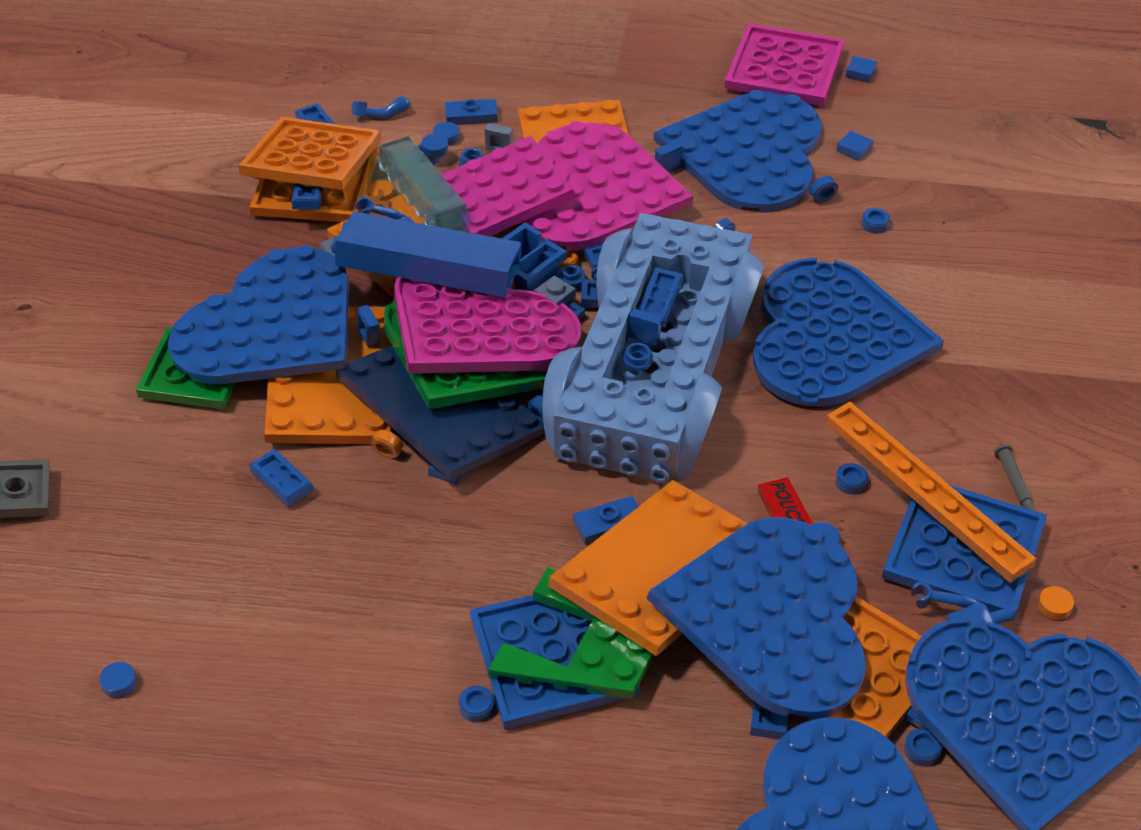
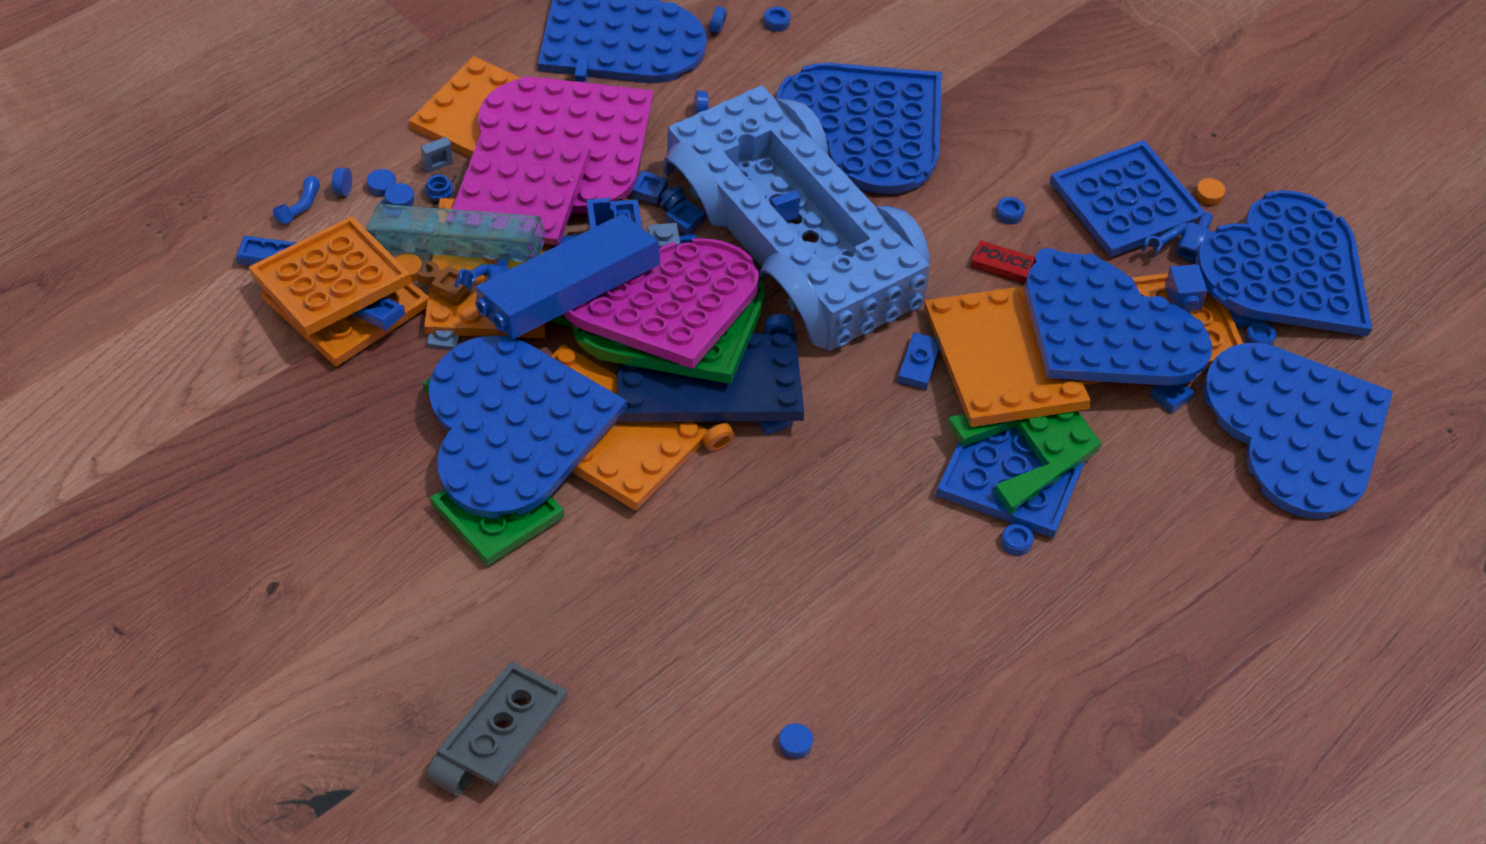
camera: 55 degrees left, 5 degrees up
(281, 477) = (685, 522): blue plate -> none
(368, 326) = (587, 365): blue tile -> none
(420, 114) = (342, 181): none -> blue tile
(471, 111) = (371, 150): blue plate -> none
(572, 275) = (650, 216): blue plate -> none
(637, 357) = (808, 231): blue plate -> none
(661, 293) = (760, 174): blue plate -> none
(890, 644) = (1186, 287): none -> blue brick
(931, 492) = (1073, 177): orange plate -> none
(1004, 452) = (1092, 132): dark grey piece -> none

